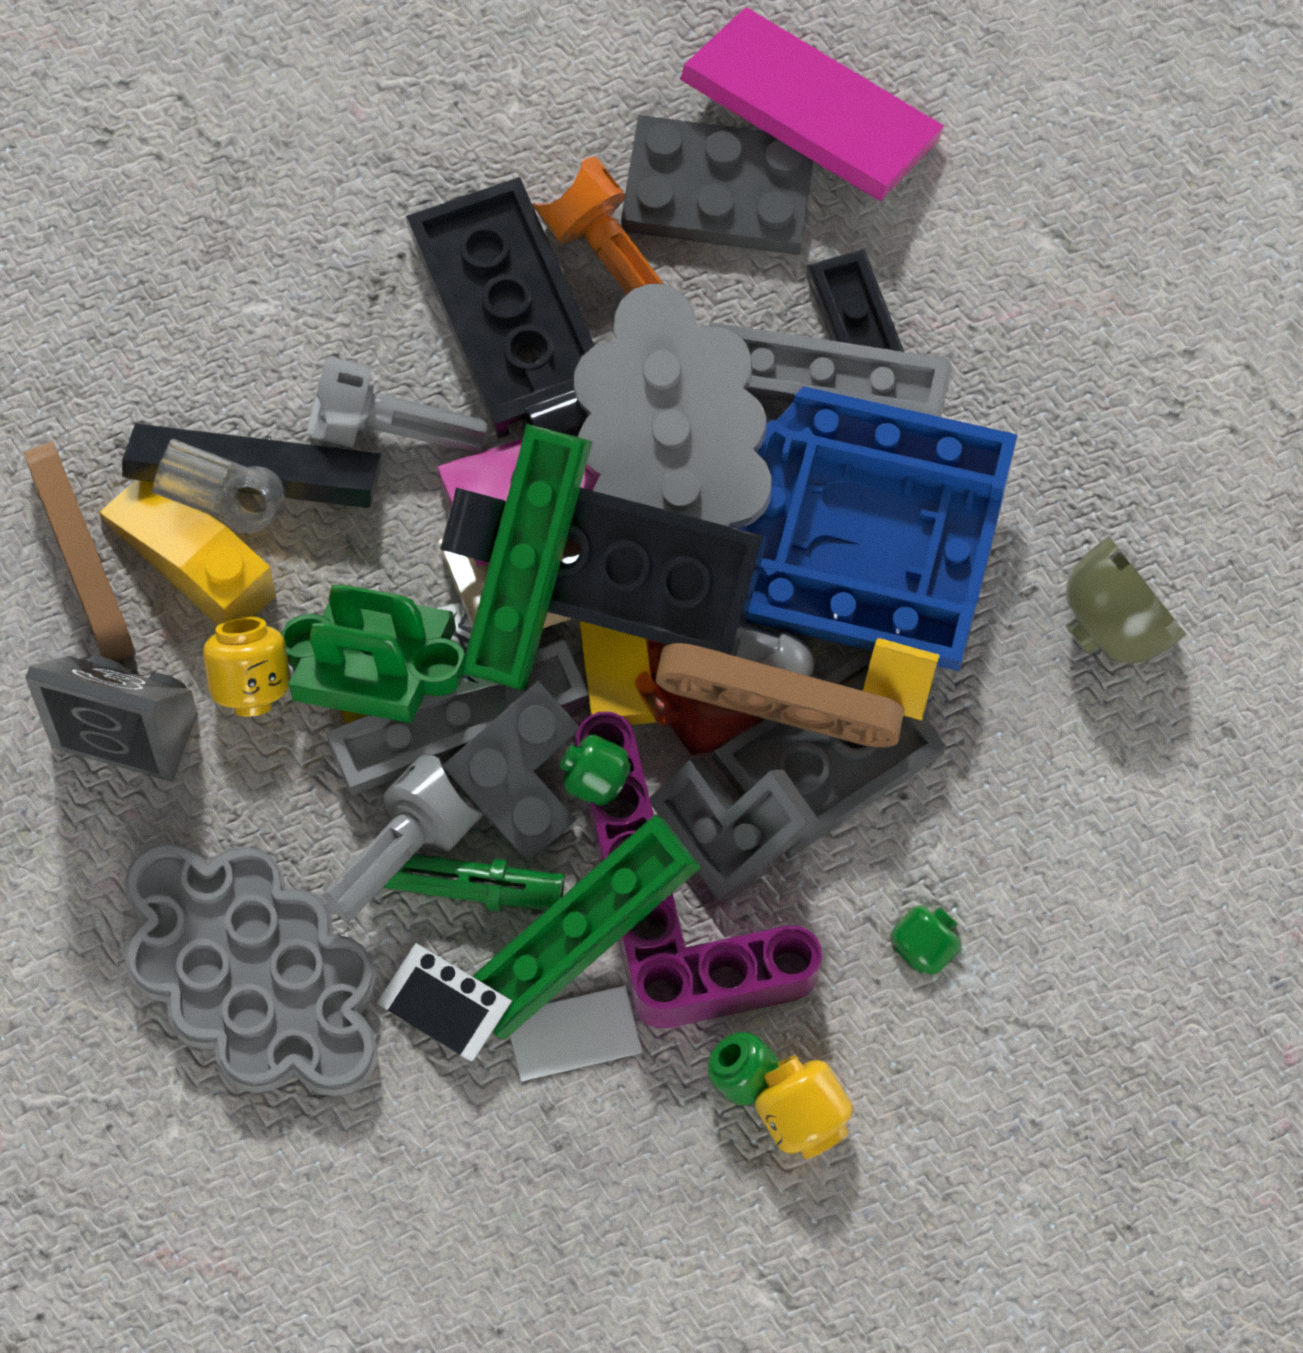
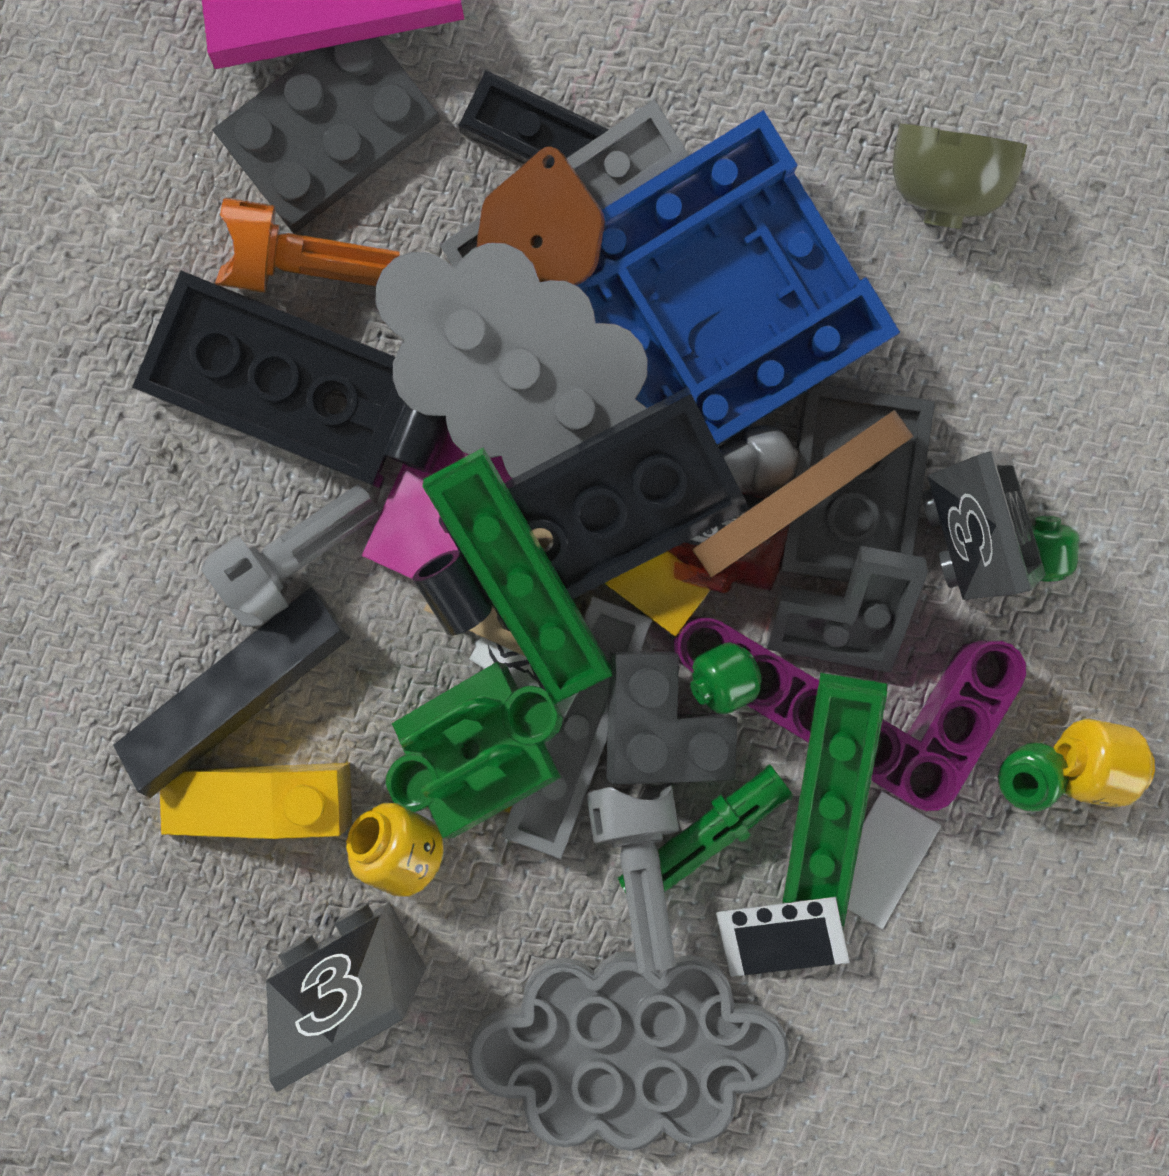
camera: 45 degrees left, 20 degrees up
(79, 552) = (182, 884): medium nougat beam -> none
(212, 486) = (236, 745): clear piece -> none
(807, 365) = (549, 206): none -> dark orange piece
(893, 846) = (984, 527): none -> dark grey slope
(901, 675) = (866, 388): yellow tile -> none

